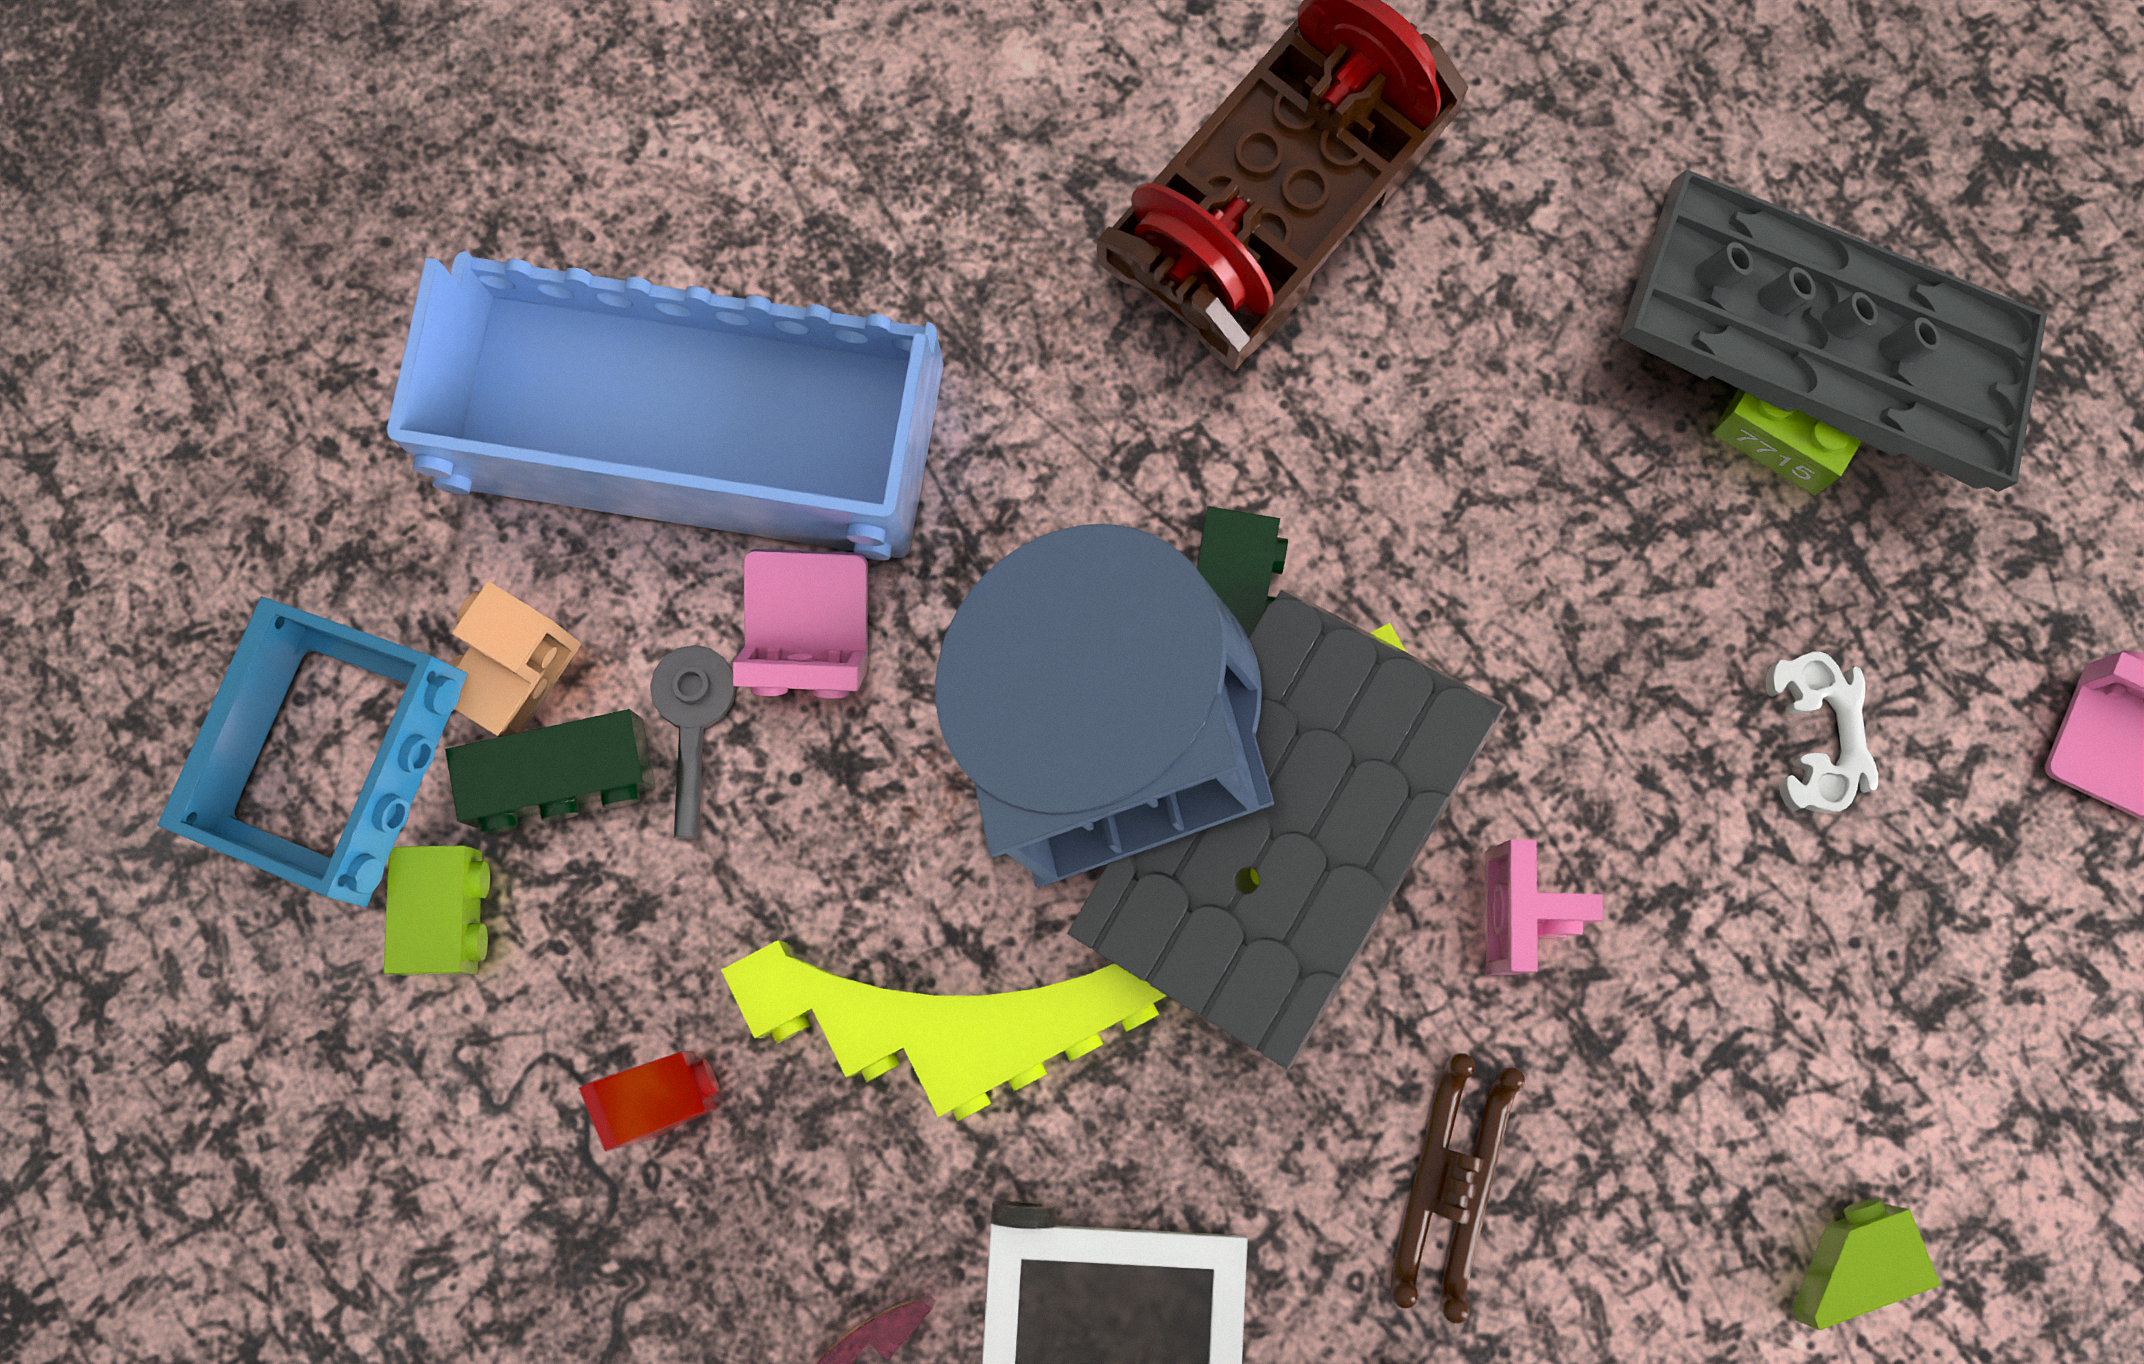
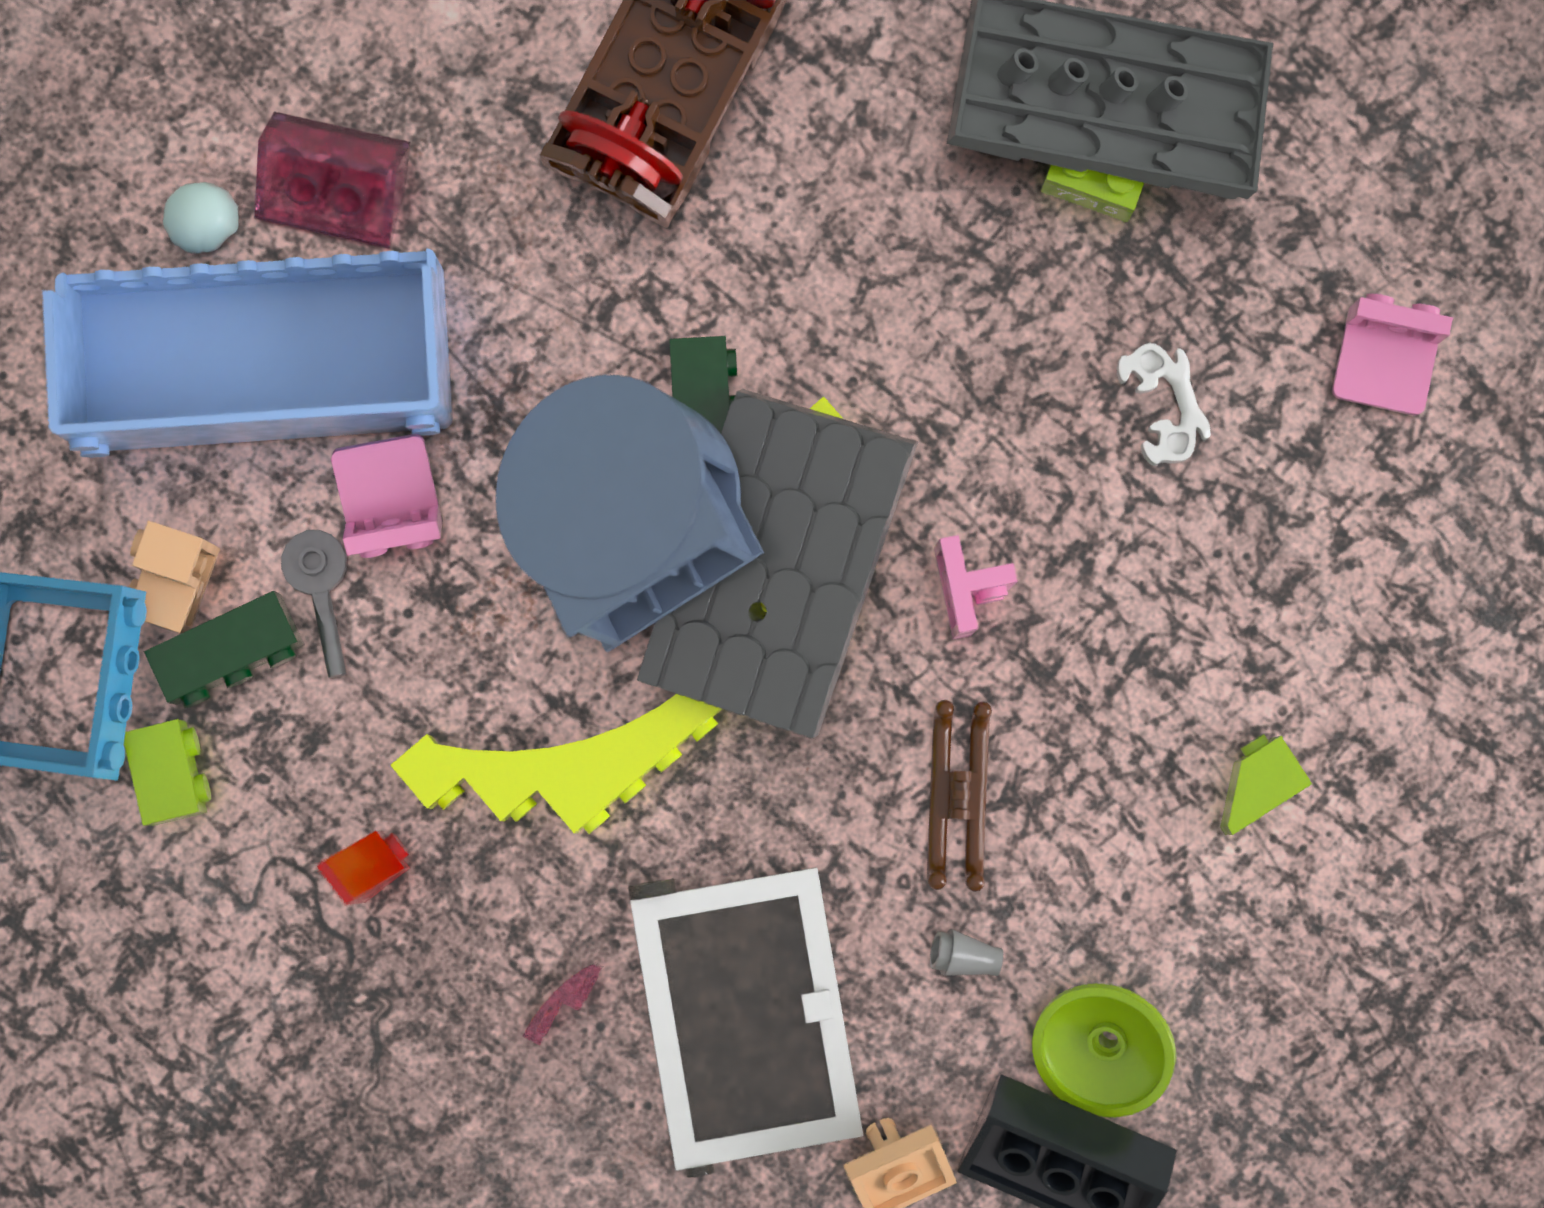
camera: 20 degrees left, 5 degrees up
(661, 234) = (200, 217): none -> light aqua hair
(830, 222) = (330, 179): none -> clear pink slope

